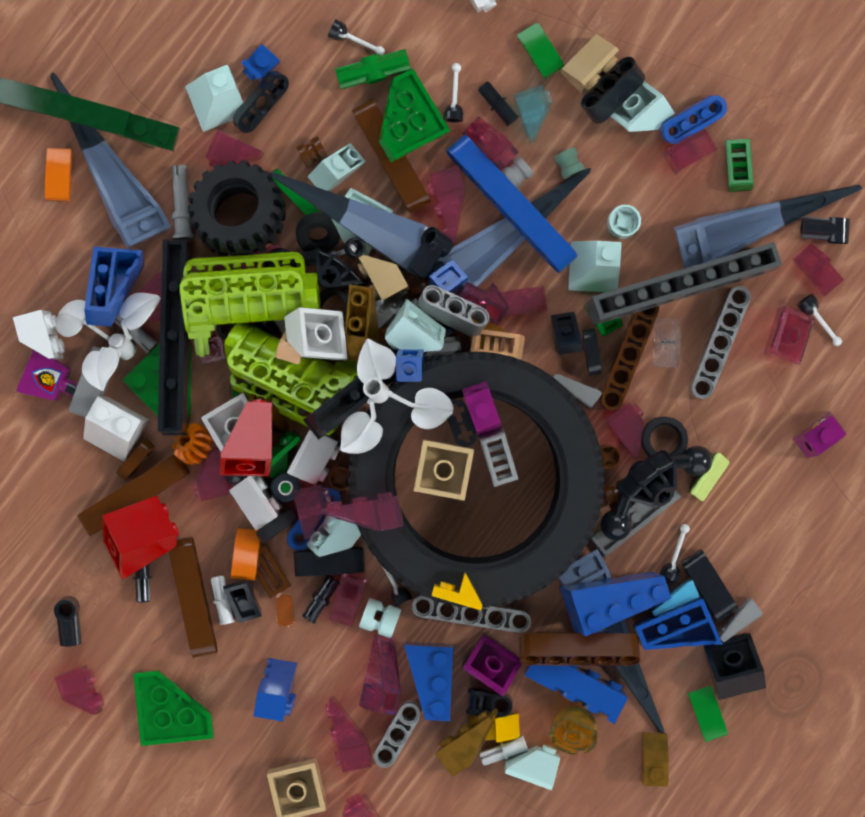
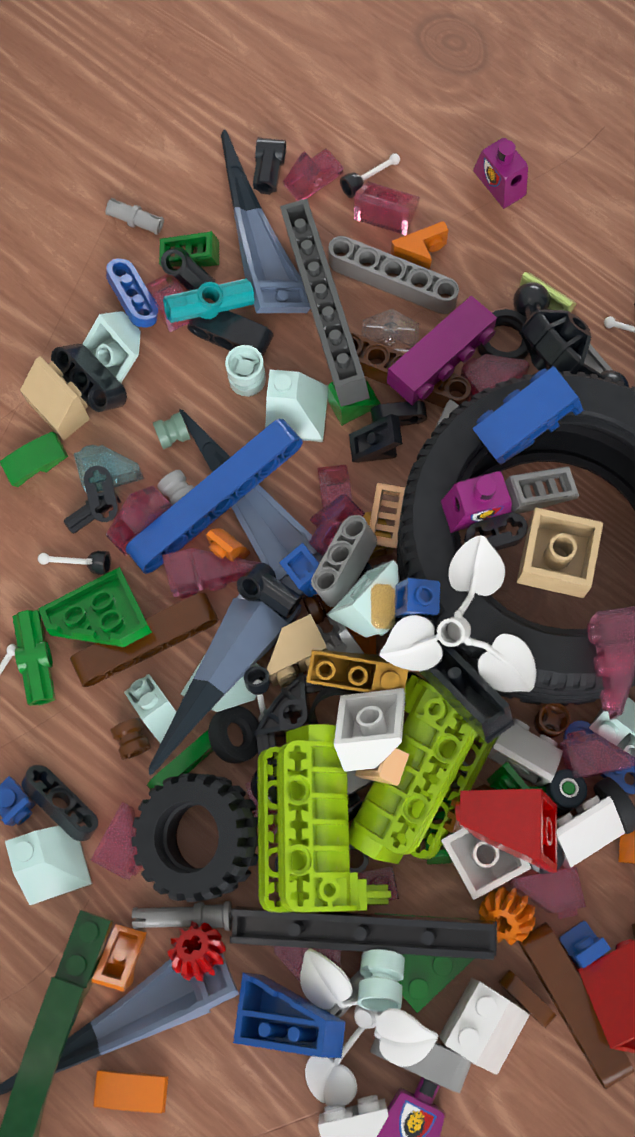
camera: 80 degrees left, 15 degrees down
(137, 350) = (380, 984): none -> light aqua wheel
(148, 158) = (120, 958): none -> orange slope
(163, 214) = (196, 951): none -> red gear
(175, 500) = (583, 944): none -> blue bracket
(405, 340) = (382, 606): none -> clear orange piece
(468, 216) = (225, 545): none -> orange slope
(505, 106) = (94, 496): none -> black beam
(554, 445) = (527, 415): none -> blue wedge
(641, 384) = (442, 350): none -> magenta brick
(662, 206) = (231, 330): none -> black beam
(674, 172) = (192, 303): none -> teal piece
(712, 166) = (190, 273): none -> black piece
(746, 359) = (416, 246): none -> orange slope
(770, 114) = (134, 216): none -> light grey pin

